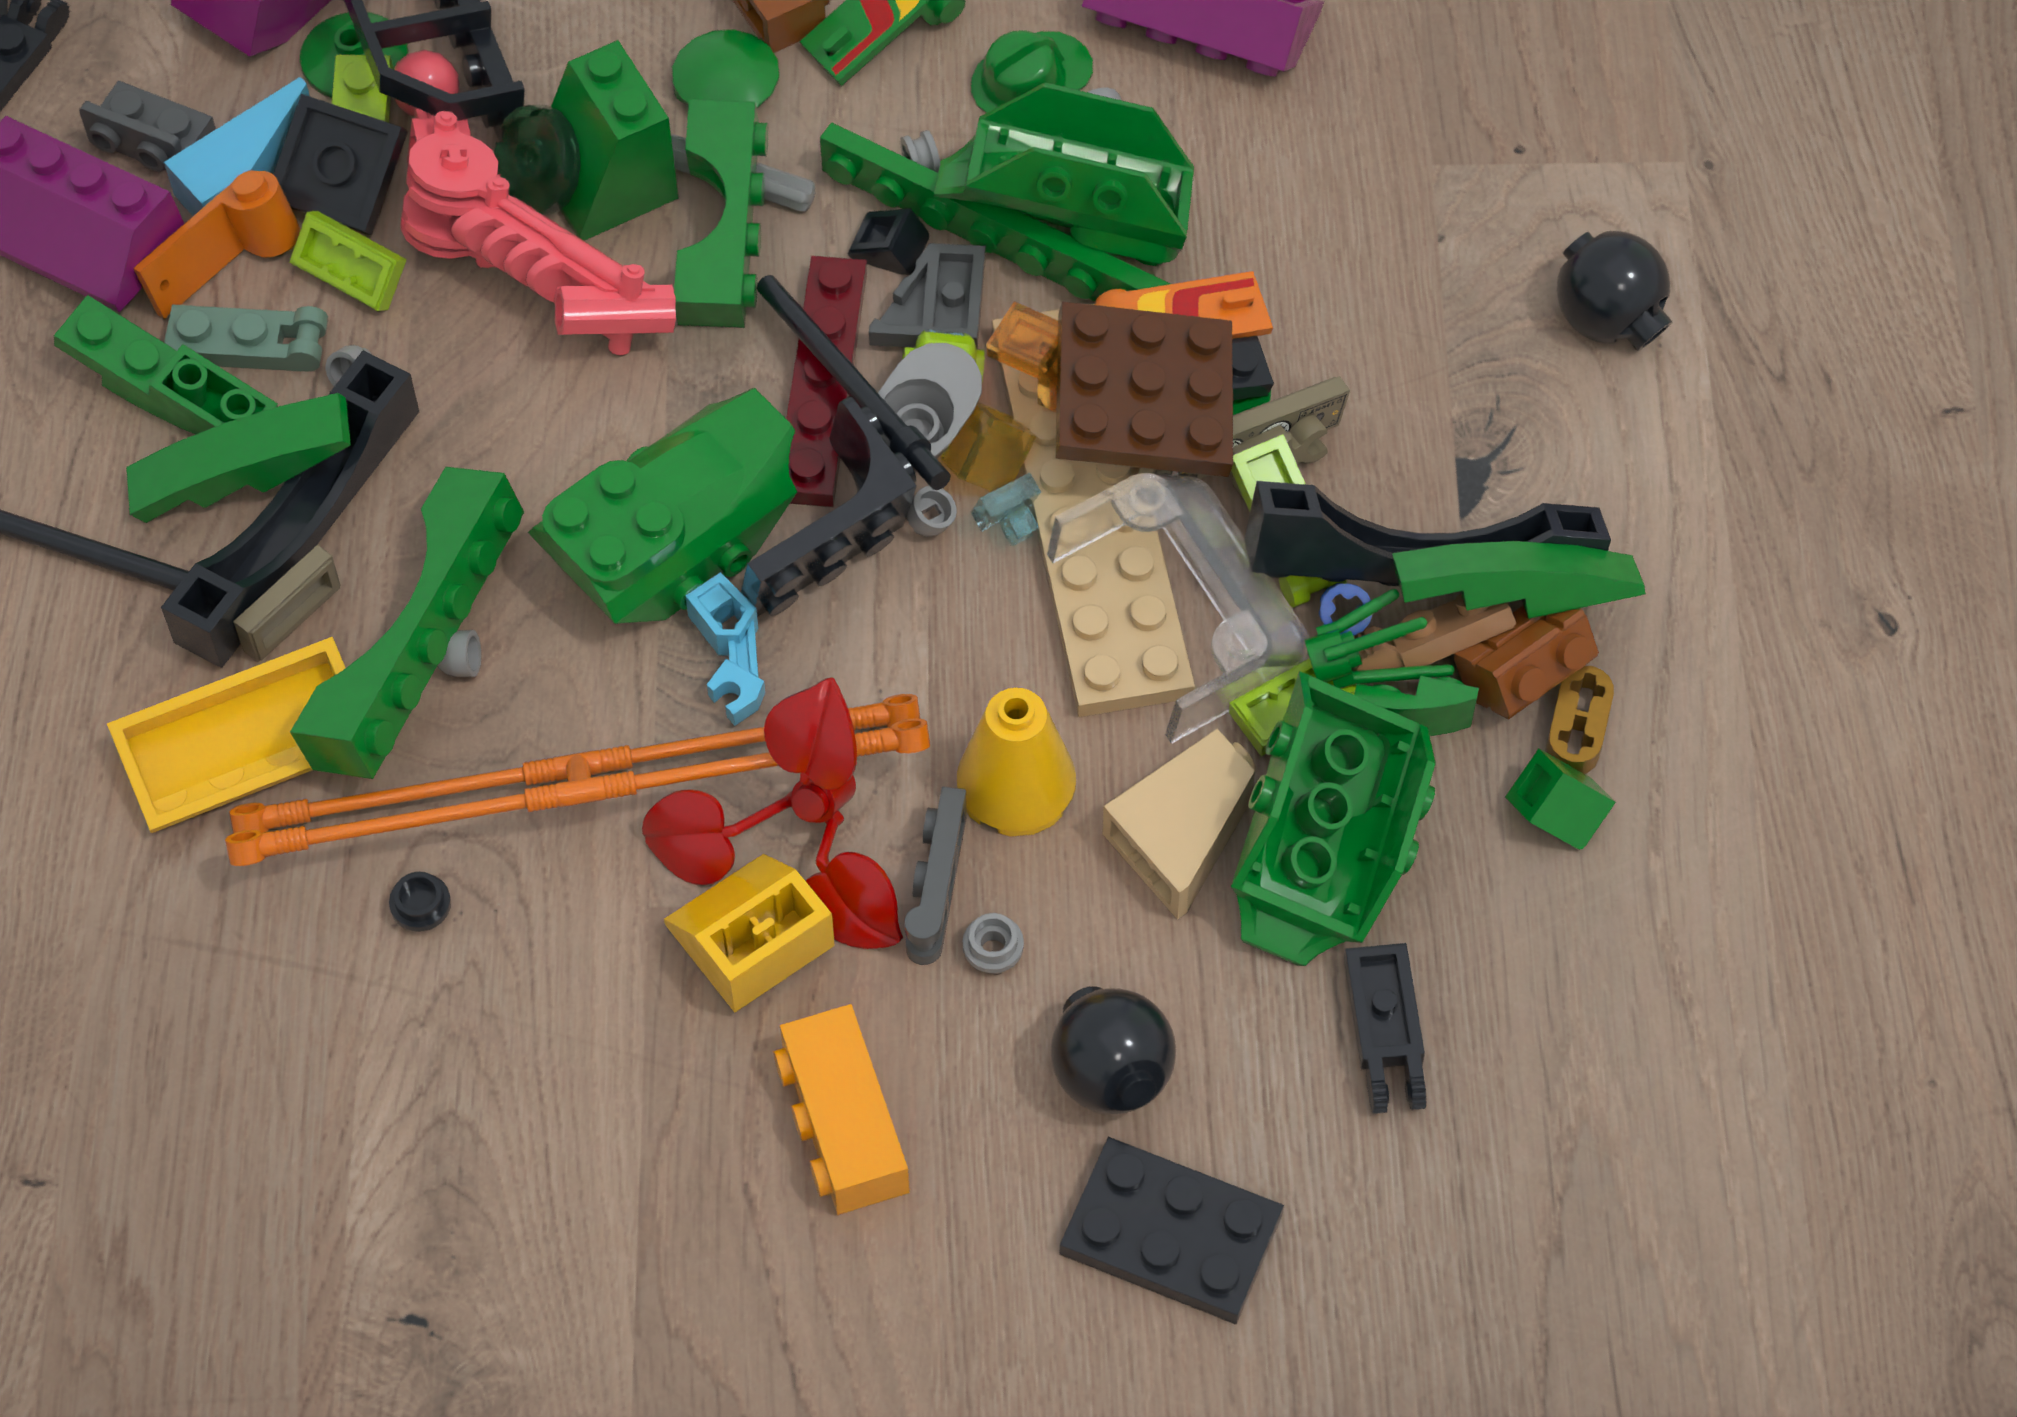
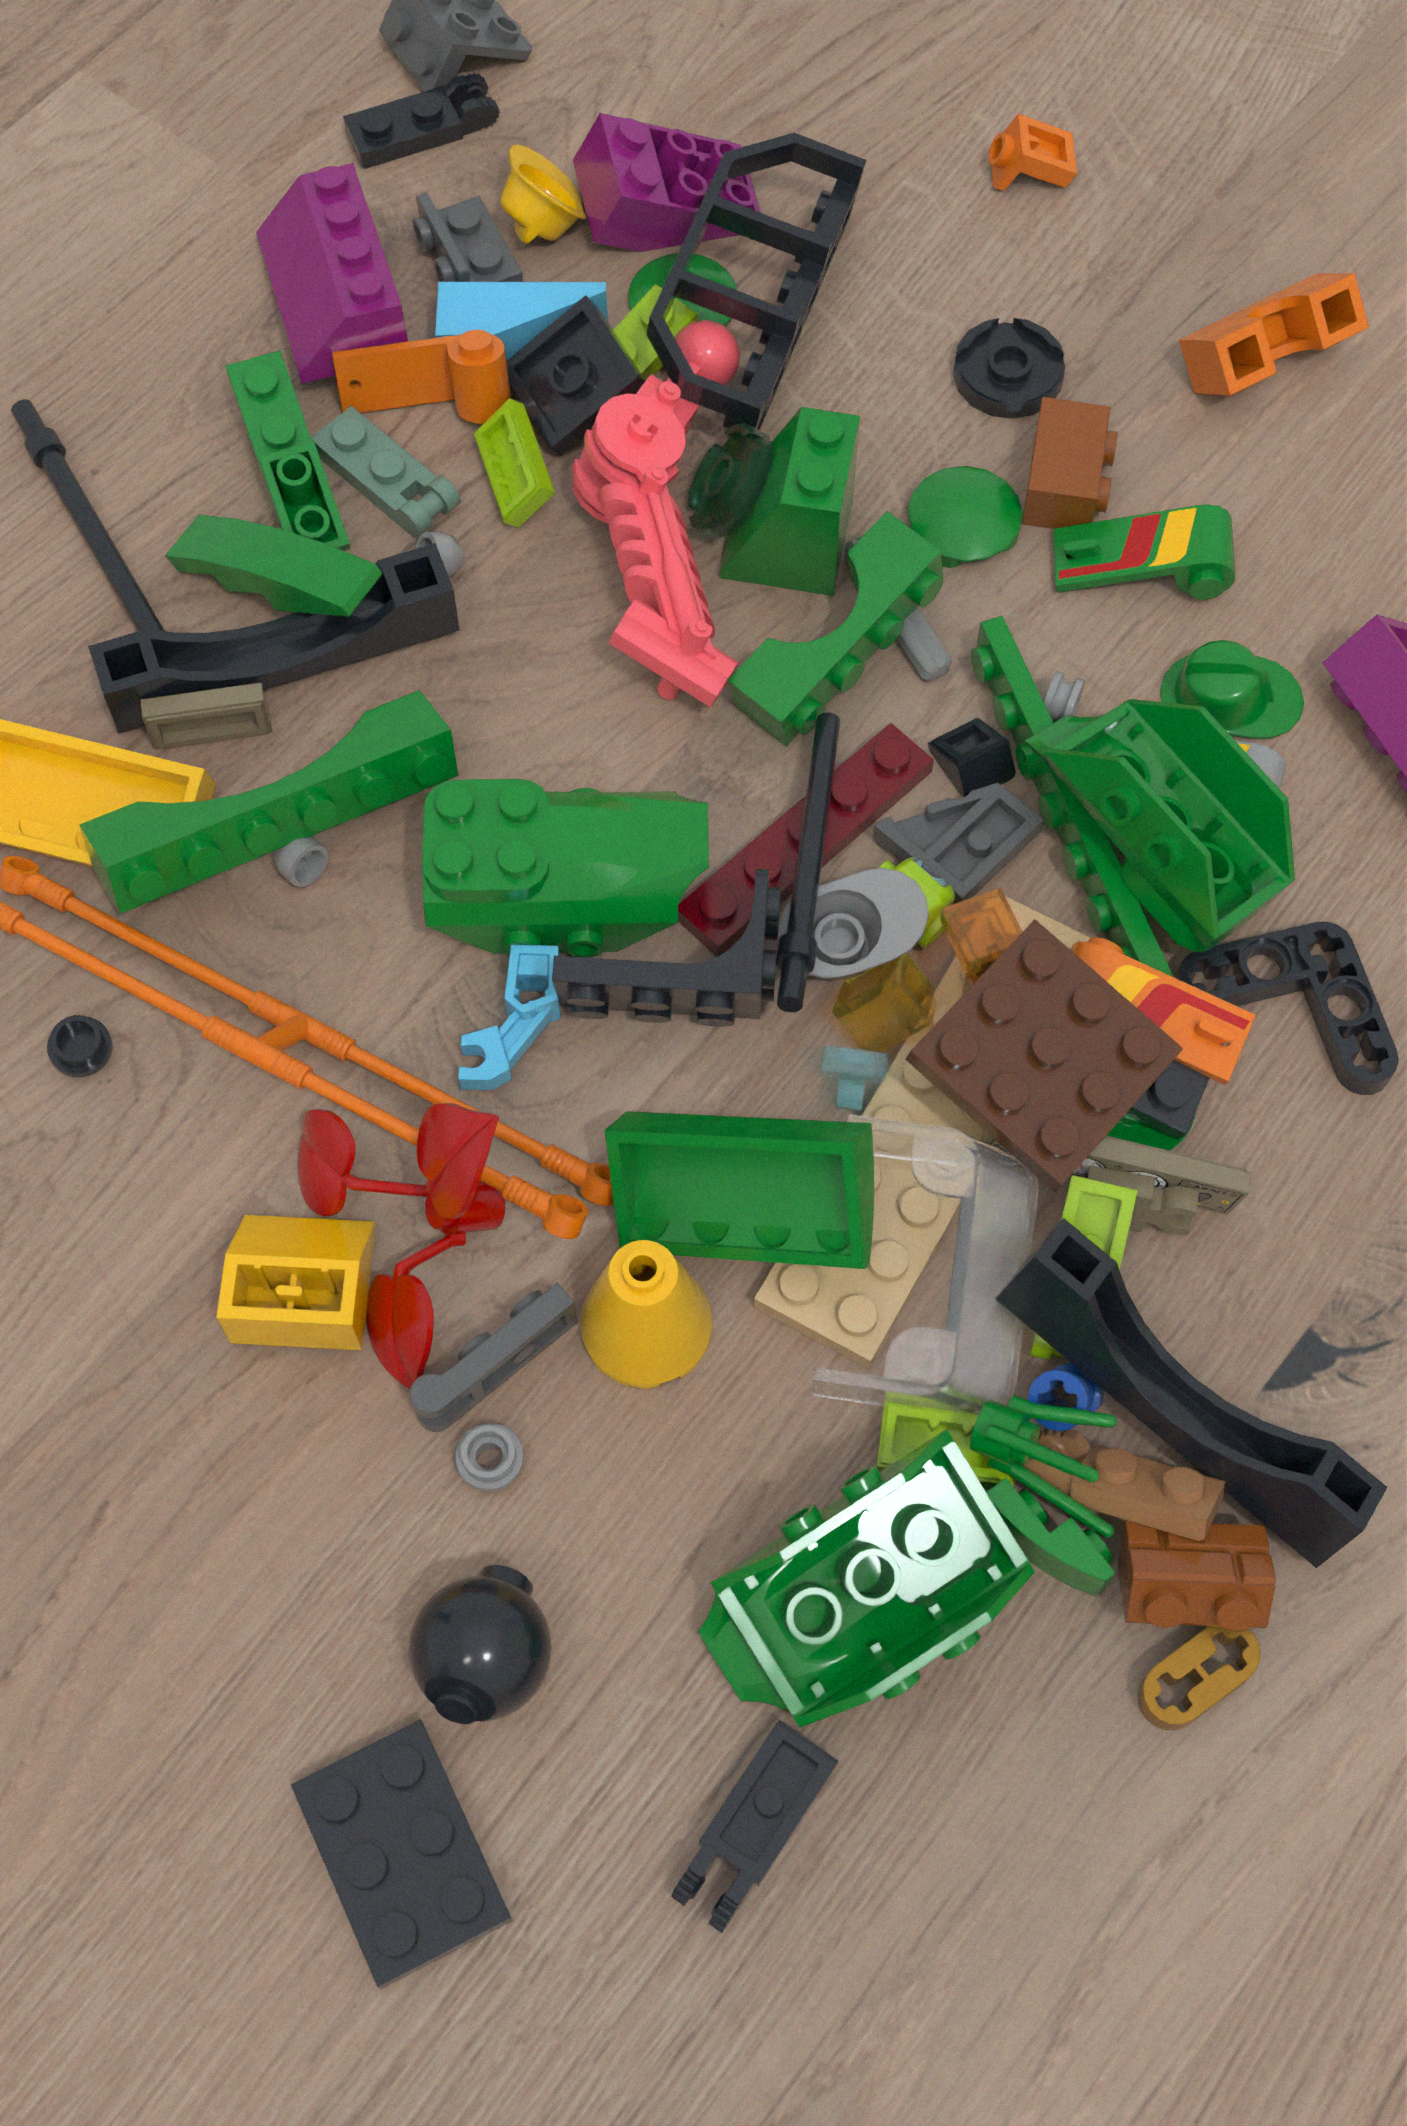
camera: 40 degrees right, 5 degrees up
(174, 53) = (539, 196): none -> yellow piece
(841, 1110) = (225, 1505): light orange brick -> none
(924, 501) = (782, 1039): light grey hinge -> none
(1015, 626) = (744, 1187): none -> green slope
(1182, 818) = (749, 1476): tan slope -> none
(1252, 227) = (1307, 974): none -> black beam
(1543, 575) = (1261, 1509): green slope -> none
(1560, 799) = (1107, 1739): green panel -> none

